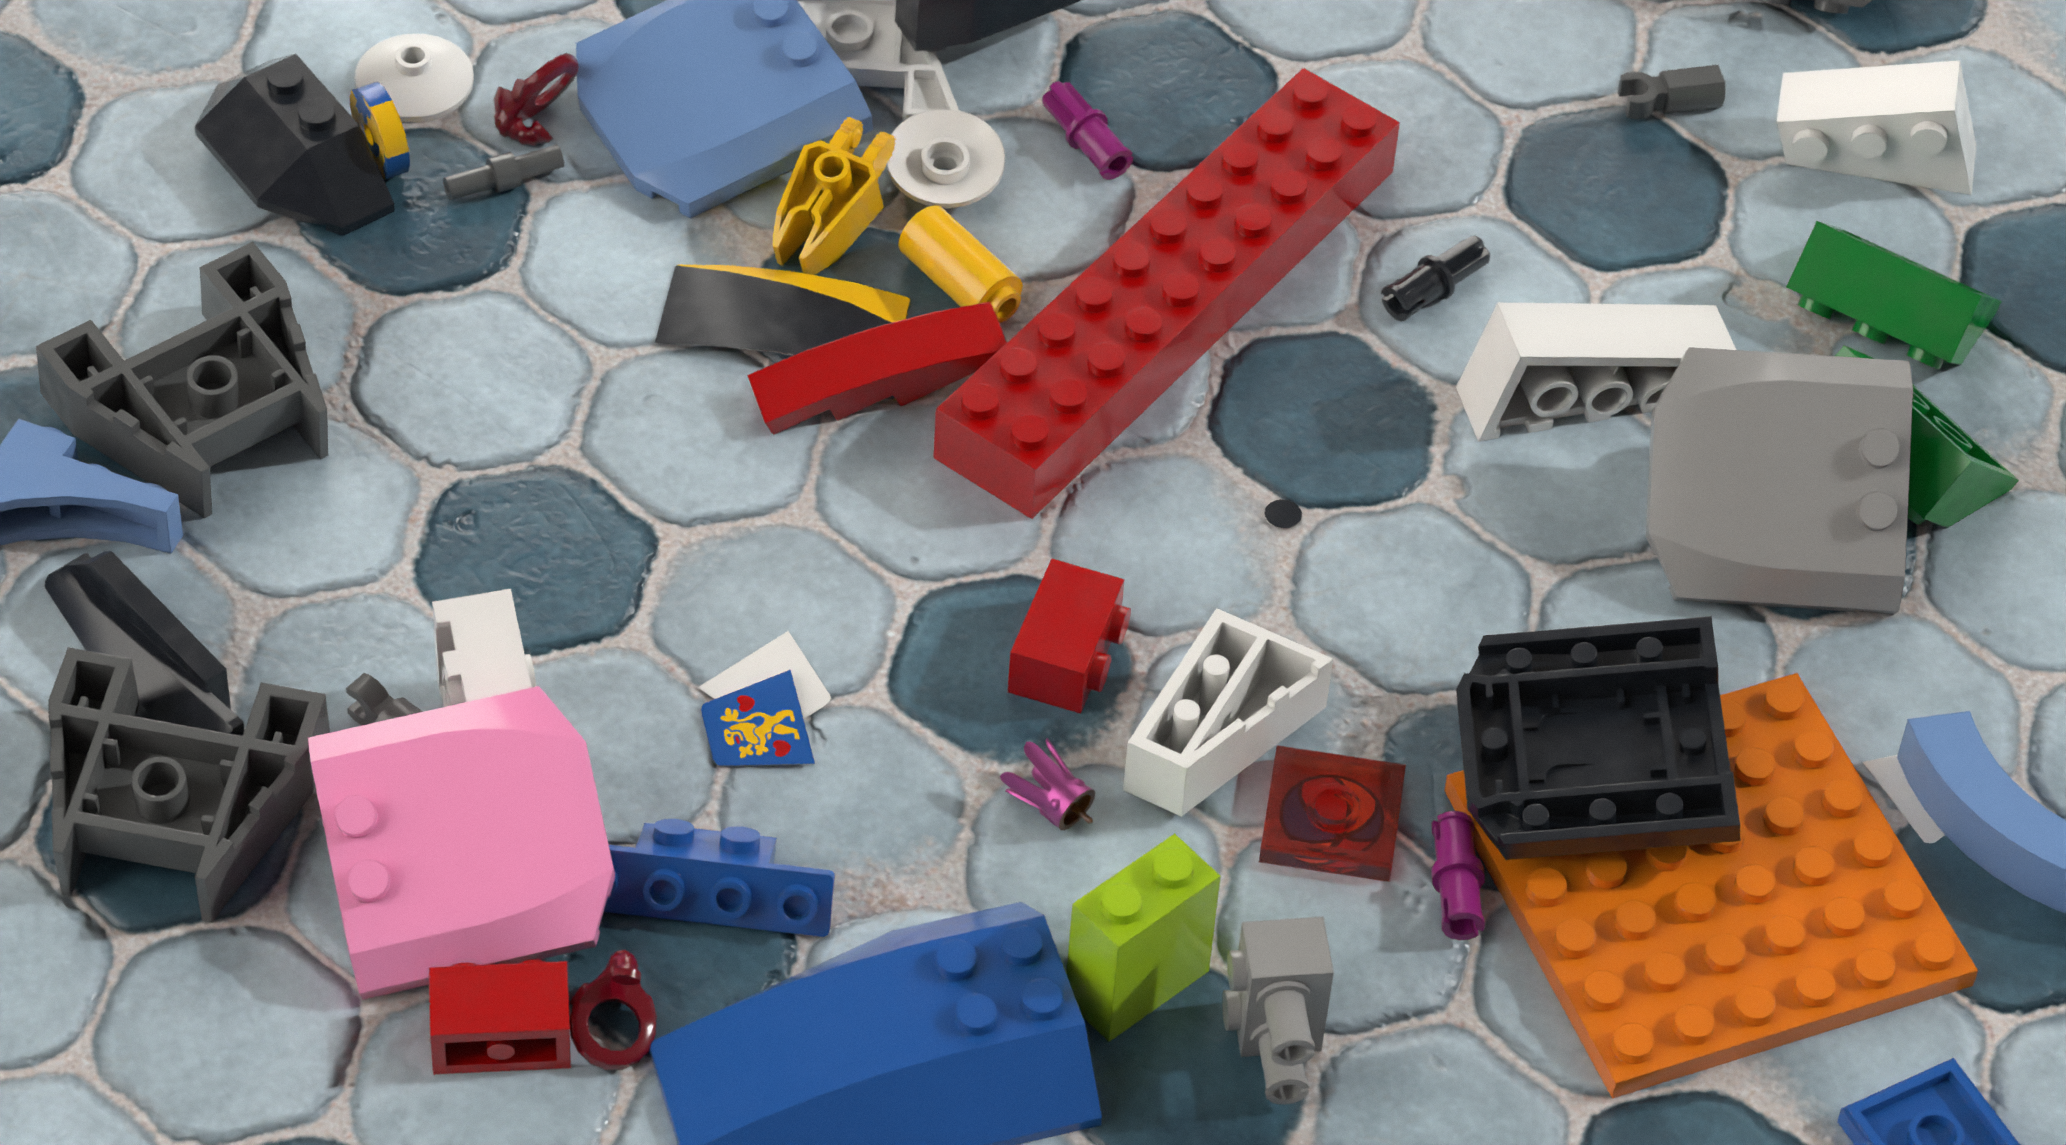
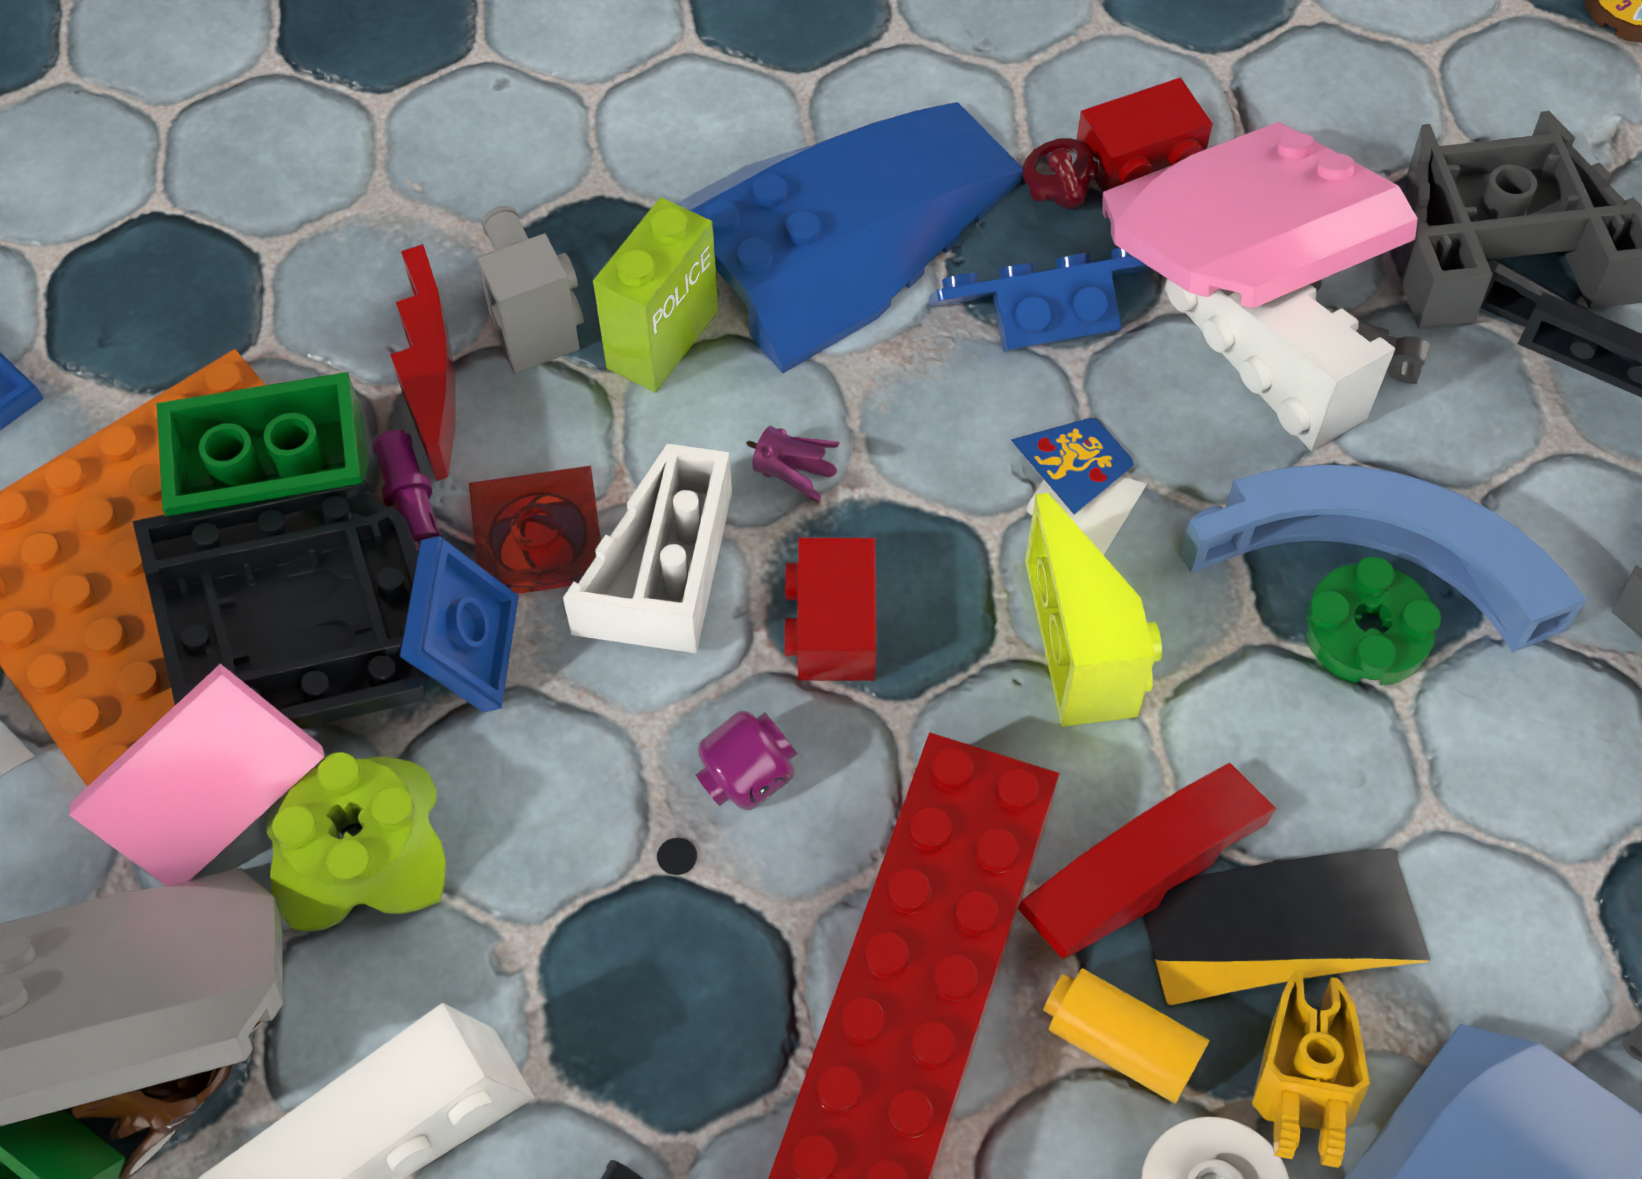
camera: 165 degrees right, 10 degrees up
(483, 556) = (1402, 515): none -> medium blue arch
(564, 468) = (1375, 590): none -> green plate
(847, 517) = (1088, 622): none -> neon yellow slope
(1199, 537) = (745, 760): none -> magenta head
(1409, 992) = (427, 367): none -> red slope
(1434, 692) = (460, 625): none -> blue tile
(1567, 574) = (388, 865): none -> lime brick
(1599, 870) = (260, 443): none -> green slope
(1725, 605) = (197, 779): none -> bright pink tile

